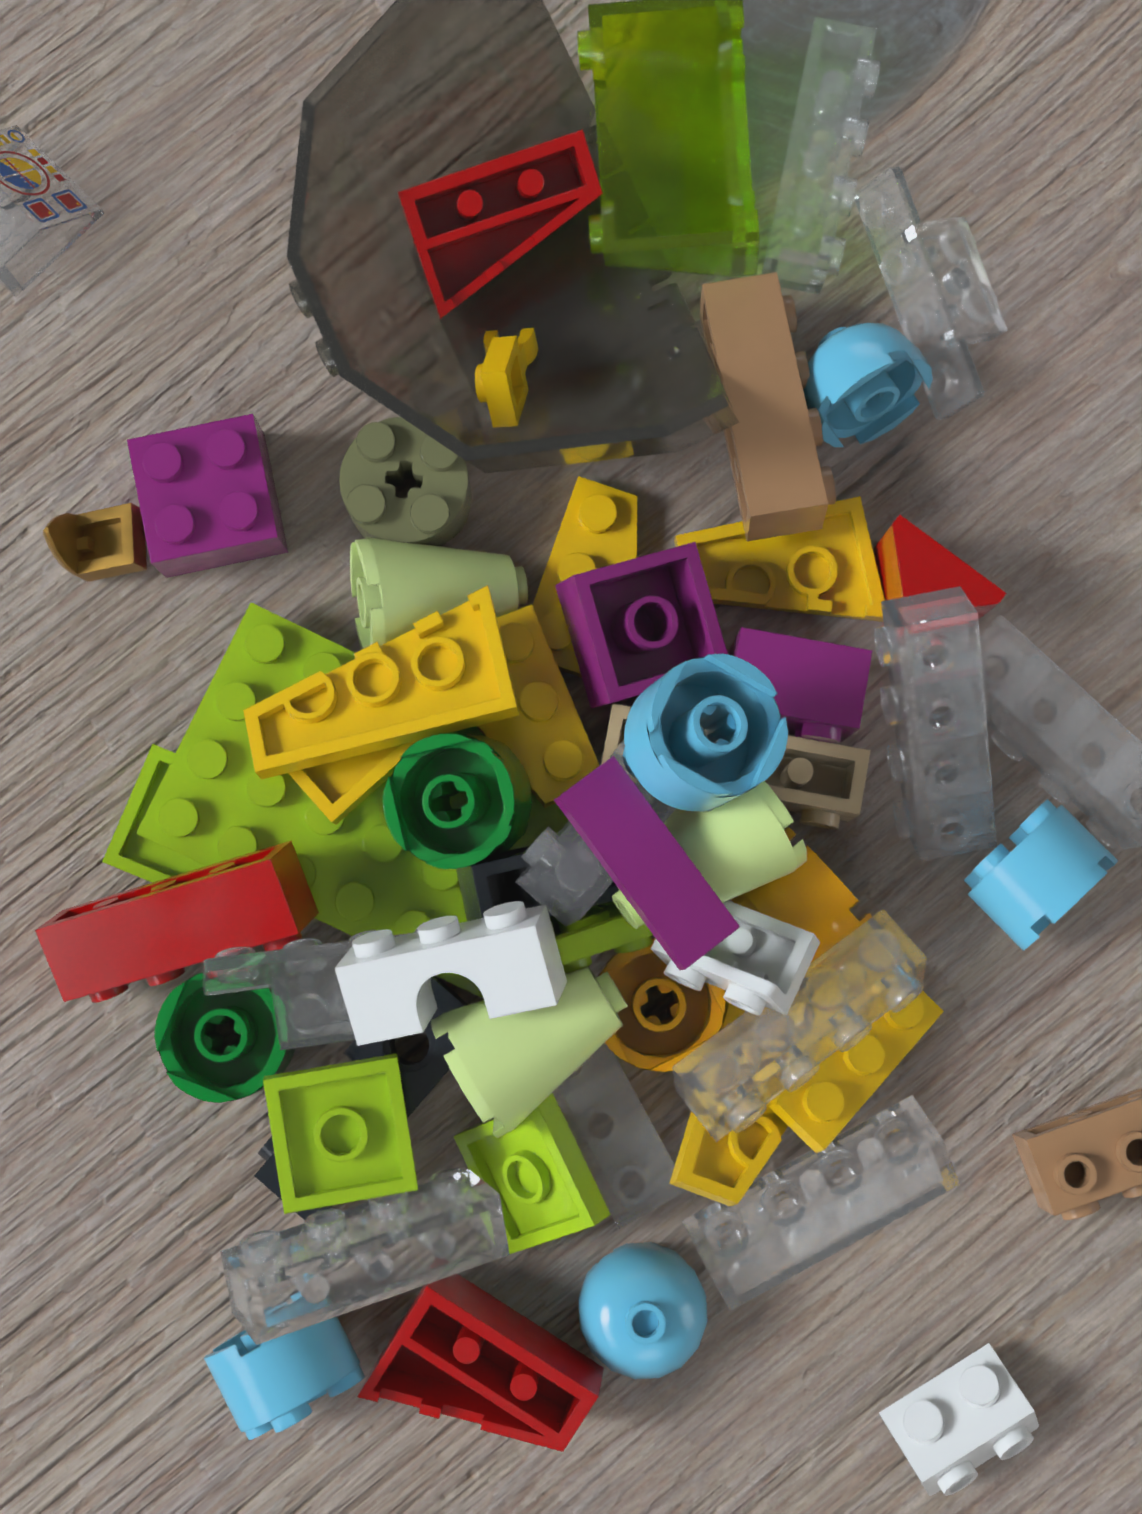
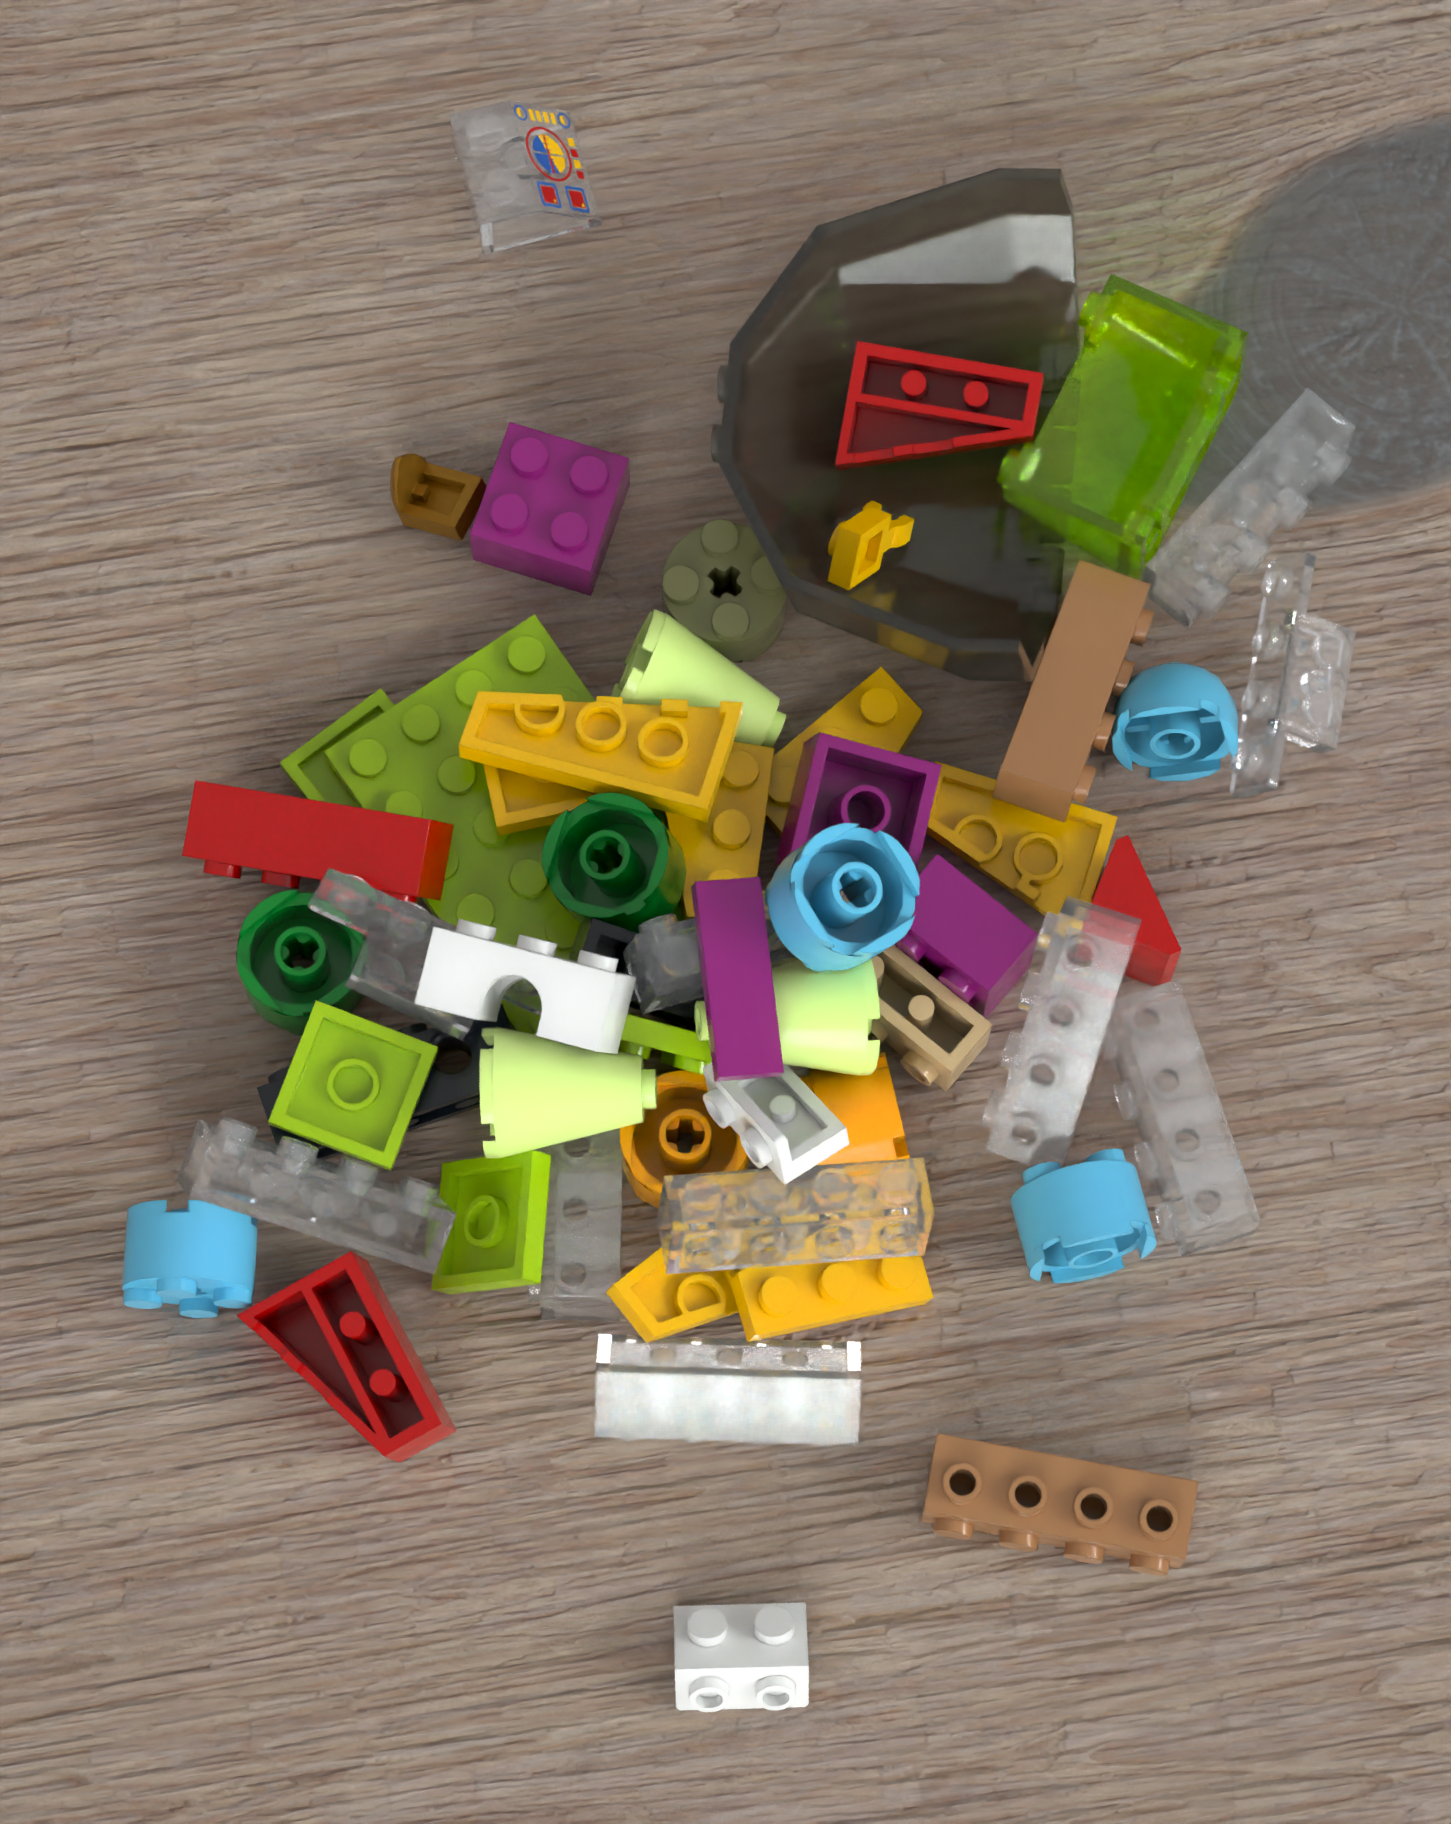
camera: 30 degrees right, 10 degrees down
(642, 1310) = (518, 1403): medium azure cylinder -> none

